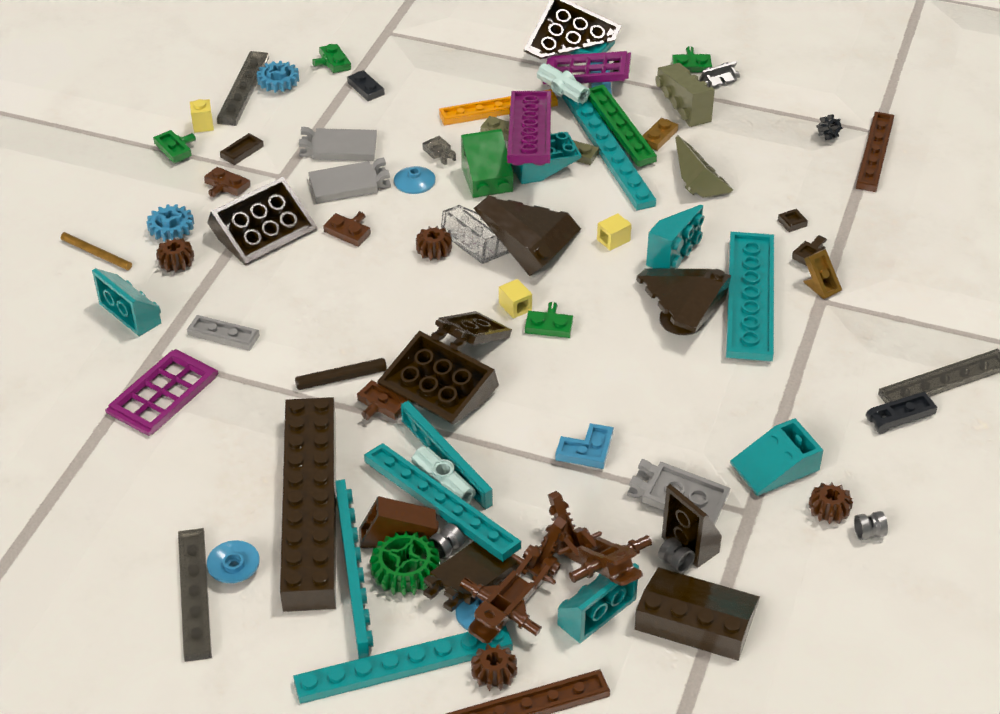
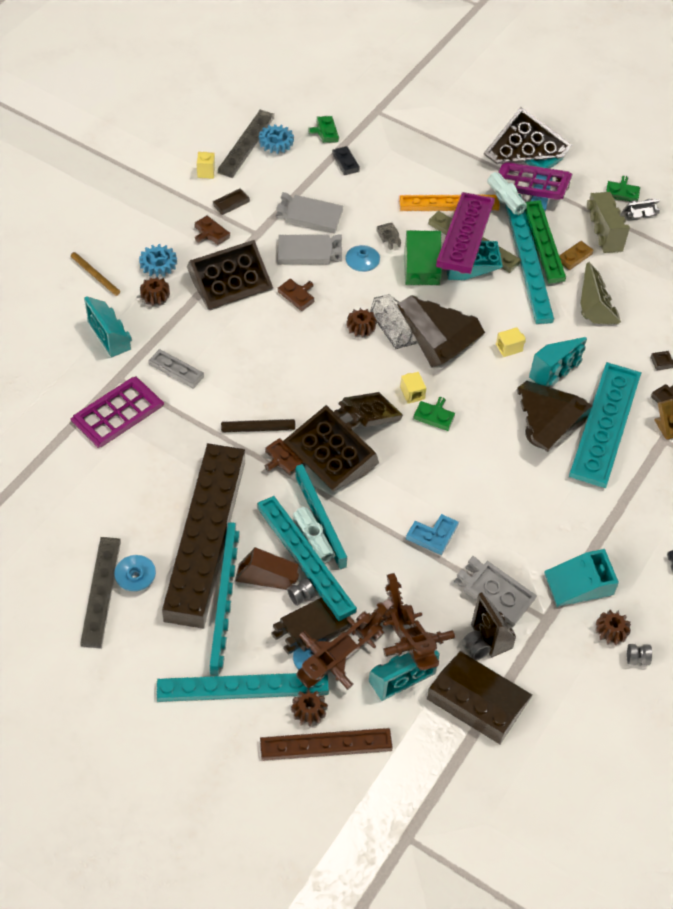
camera: 10 degrees right, 10 degrees up
(174, 146) = (178, 188): green plate -> none
(403, 563) = (262, 597): green gear -> none

